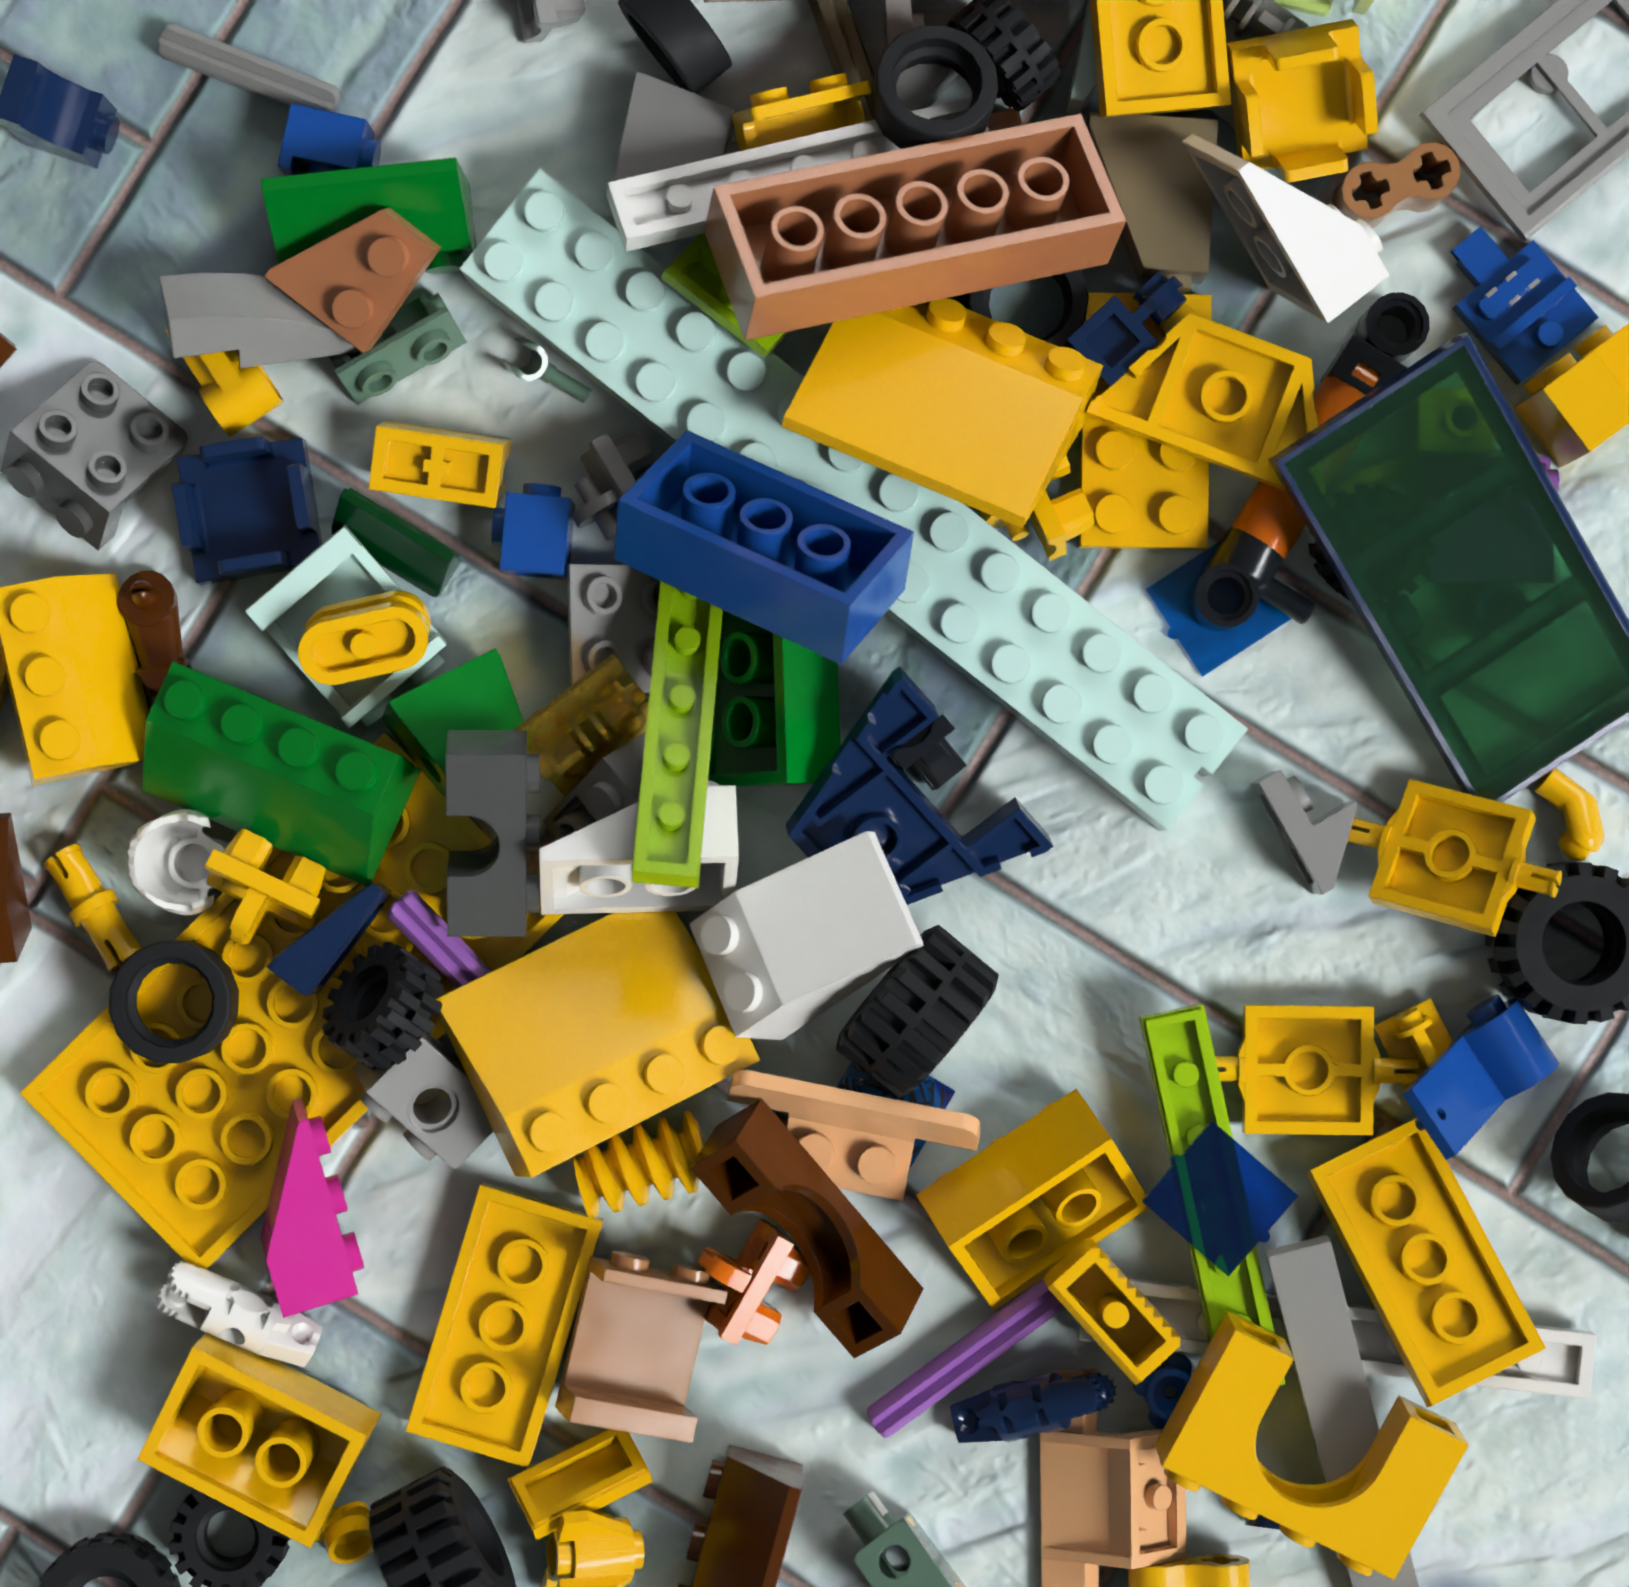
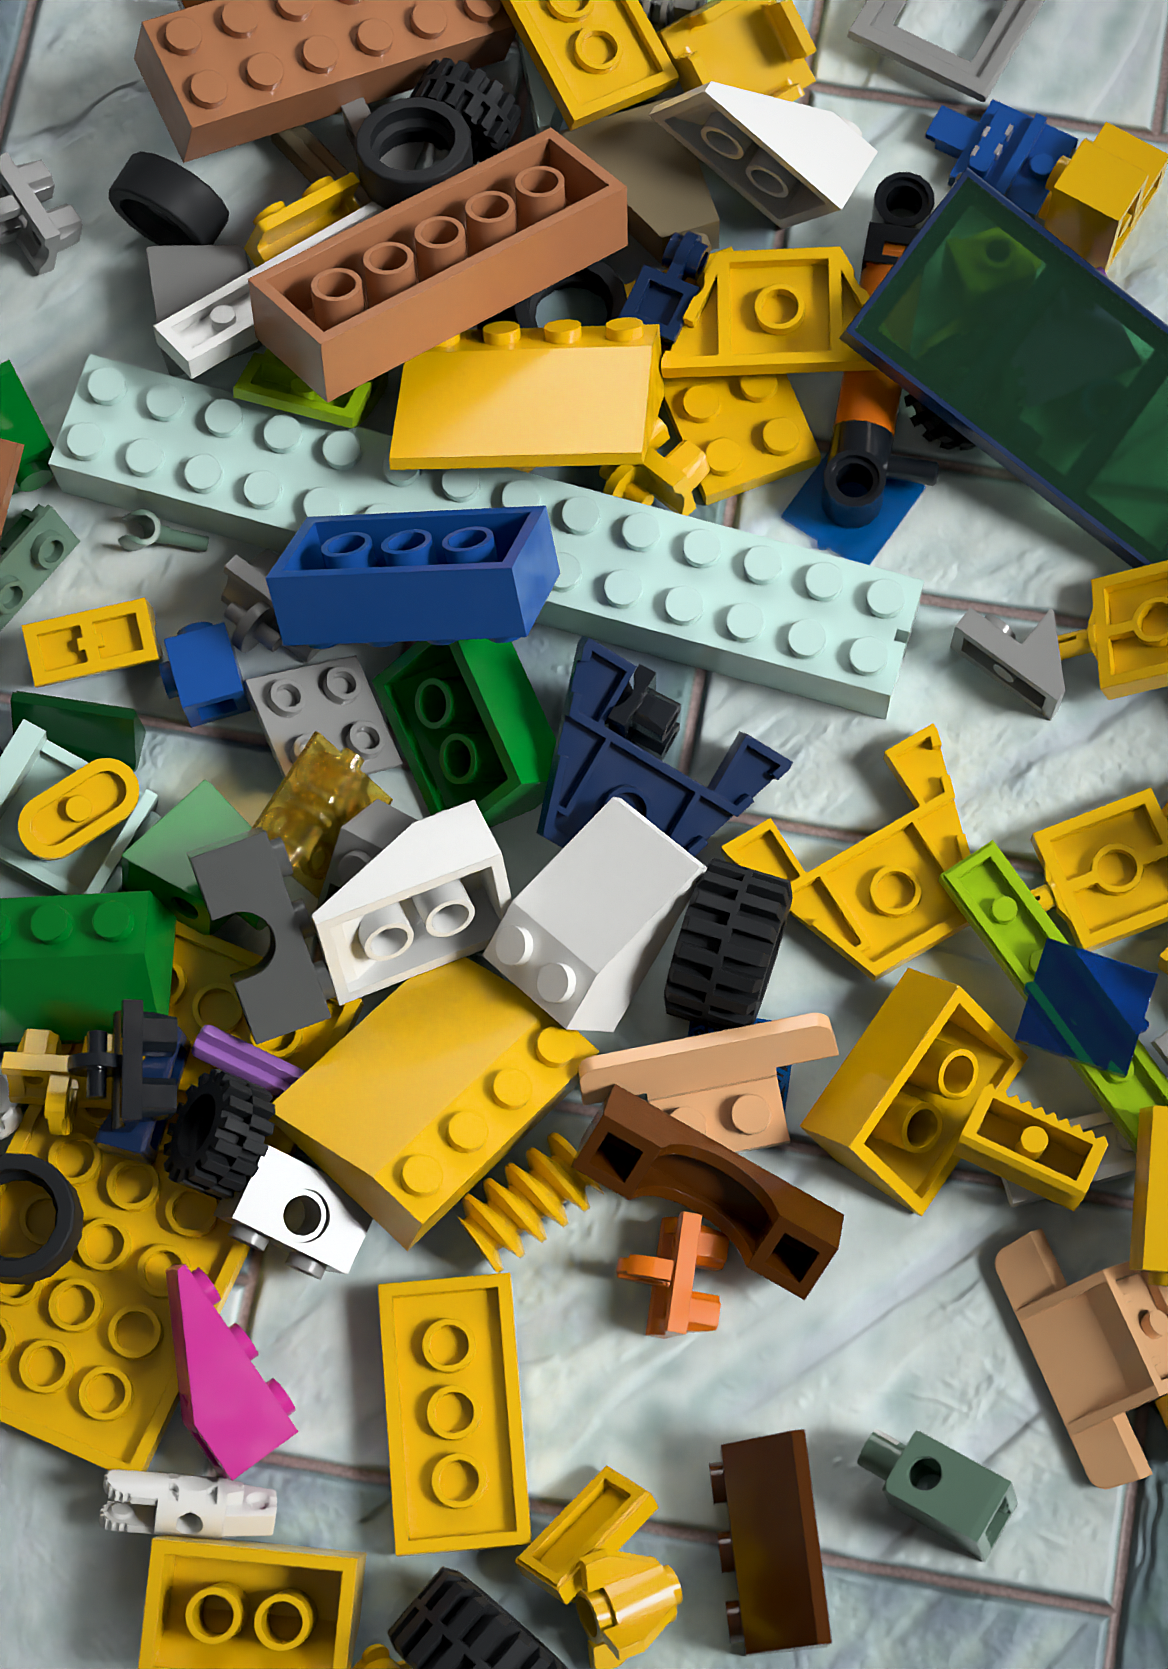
camera: 15 degrees left, 15 degrees down
(314, 947) = (133, 1036): none -> black hips
(636, 1346) = (589, 1376): panel -> none
(677, 741) = (402, 771): lime plate -> none
(963, 1359) = (914, 1268): medium lavender axle -> none
(1030, 1407) = (994, 1284): dark blue hinge -> none
(1085, 1004) = (883, 894): none -> yellow wing
(1174, 1373) = (1102, 1223): blue plate -> none
(1397, 186) = (866, 90): medium nougat axle -> none

